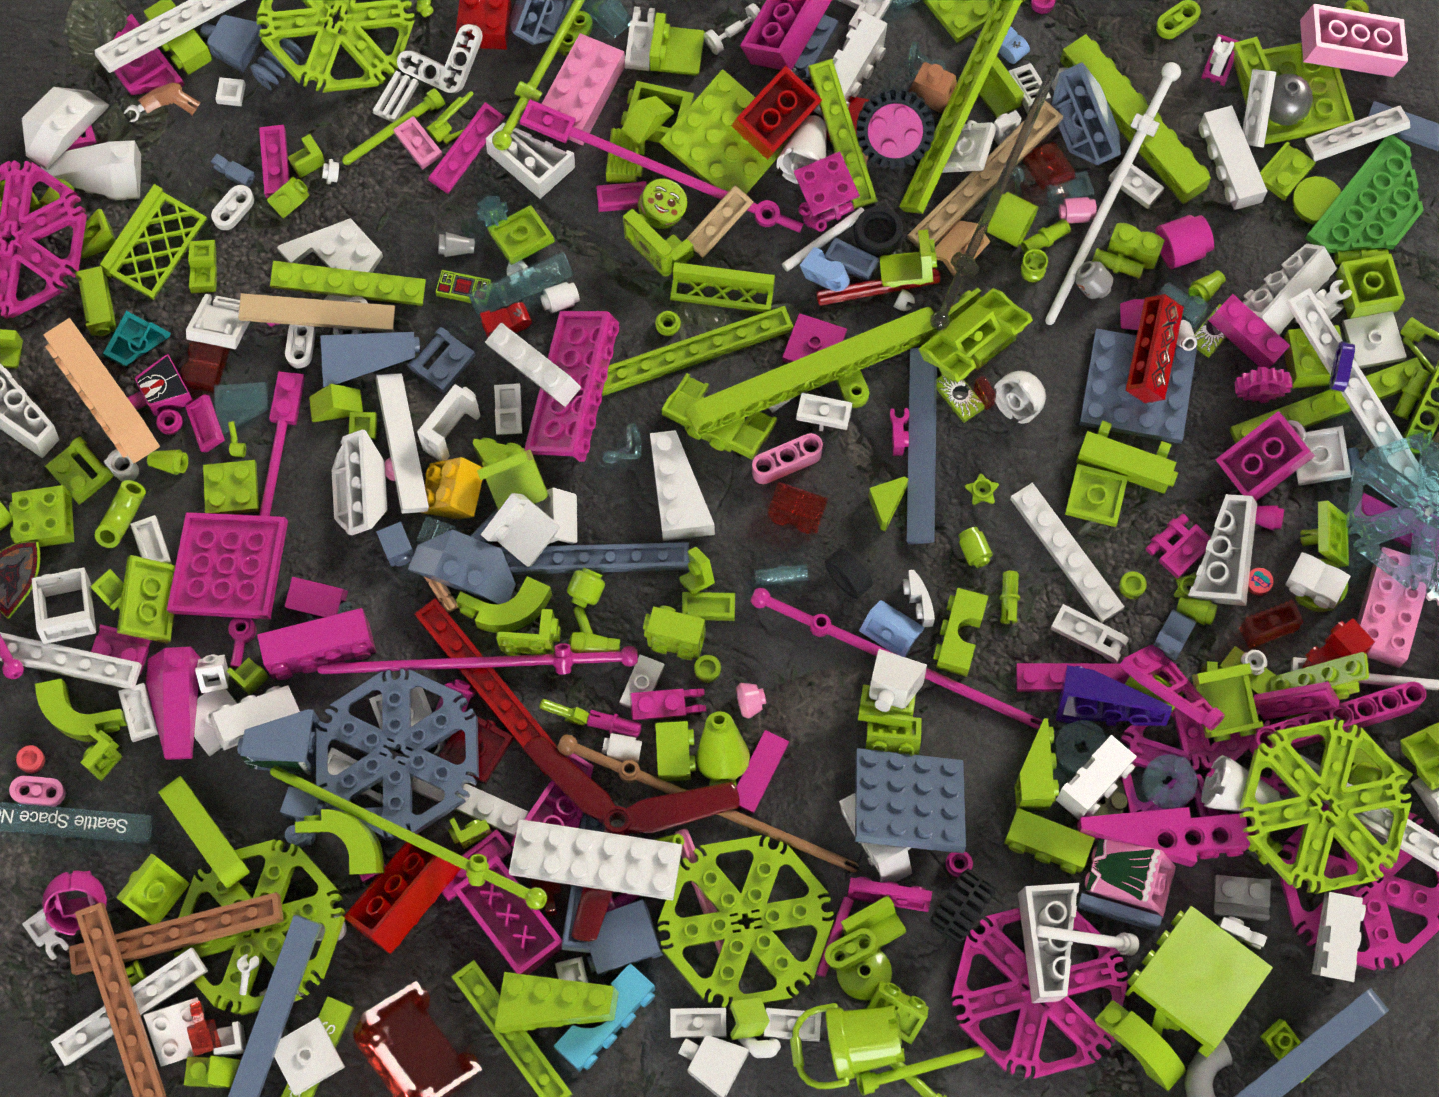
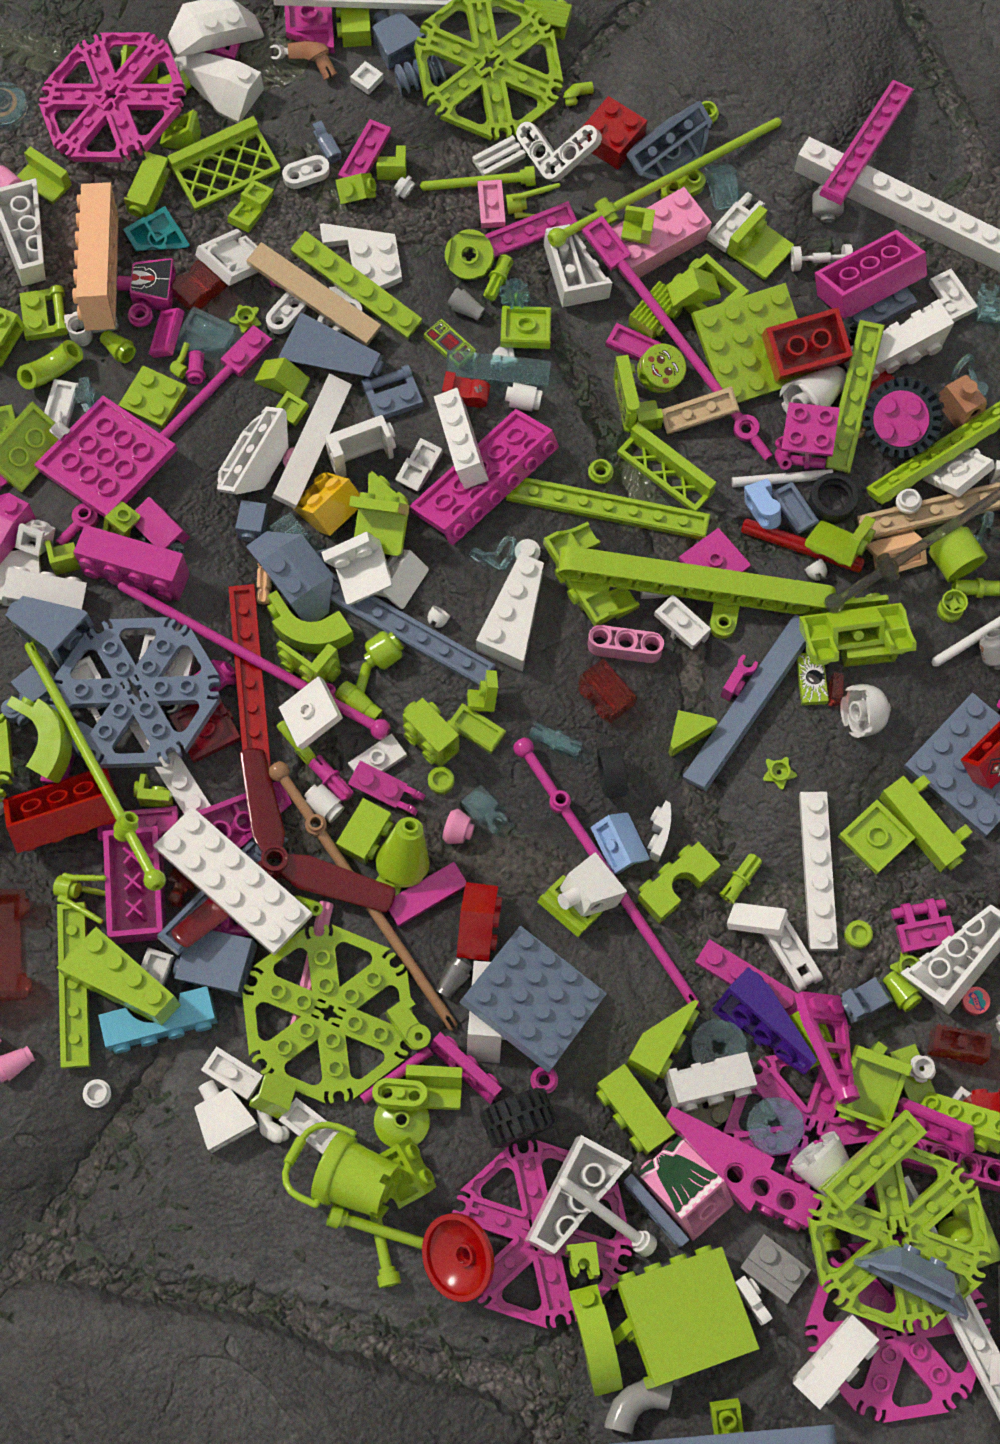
camera: 30 degrees right, 0 degrees up
(168, 521) = (84, 393): none -> clear light blue plate
(168, 564) = (59, 427): none -> white hand
(254, 442) = (195, 368): none -> dark pink pin
(261, 364) = (241, 313): none -> lime plate
(281, 612) = (121, 520): none -> lime bracket
(436, 186) = (460, 244): none -> lime plate
(451, 956) = (67, 887): none -> lime plant
(467, 204) = (498, 277): none -> lime axle
(563, 678) = (310, 712): none -> white plate
(565, 89) = (638, 224): none -> lime panel
(612, 529) = (438, 615): none -> white hinge
(650, 425) = (528, 548): none -> white plate
(756, 669) = (482, 806): none -> clear light blue plate
(820, 889) = (411, 1031): none -> lime leg
(821, 766) = (477, 918): none -> red brick
(828, 826) = (453, 977): none -> flat silver cone
(894, 738) = (559, 938): lime bracket -> none
(943, 197) = (908, 501): none -> white plate
(975, 547) = (738, 816): lime brick -> none
(983, 1061) = (458, 1257): none -> red dish
(1046, 622) = (757, 919): none -> white tile
(1093, 983) = (583, 1254): none -> lime hinge
(1271, 757) = (874, 1160): none -> lime plate
(1361, 828) = (916, 1275): none -> sand blue wedge

